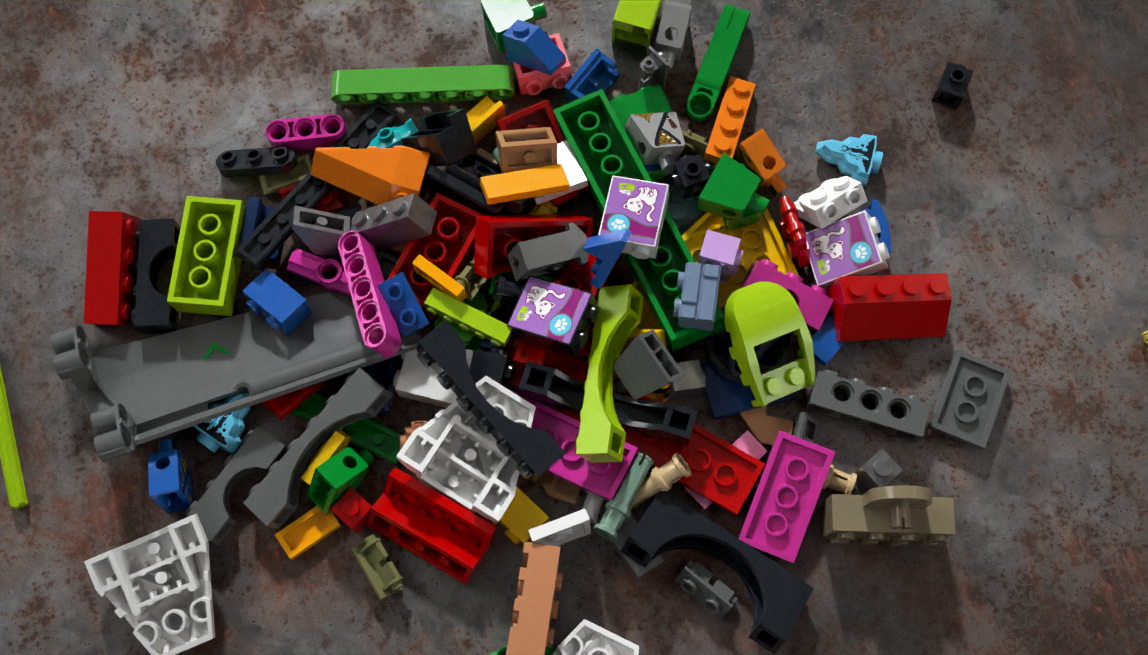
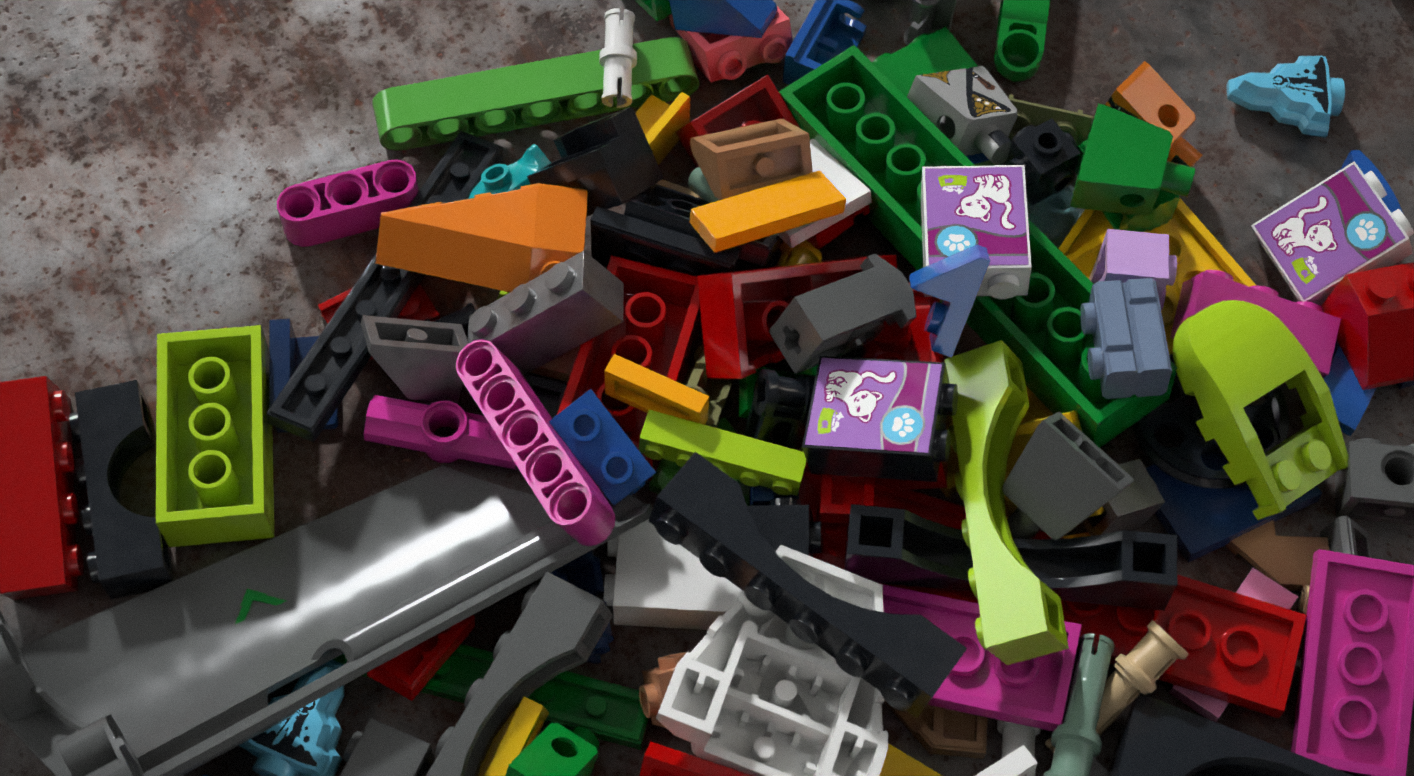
camera: 15 degrees left, 10 degrees down
(256, 161) = (267, 263): black plate -> none
(274, 182) = (320, 280): olive tile -> none
(277, 302) = (357, 494): blue brick -> none
(468, 74) = (618, 58): none -> white pin
(729, 119) = (1075, 66): orange plate -> none
(795, 232) = (1240, 222): red plate -> none
(831, 201) = (1283, 164): white plate -> none

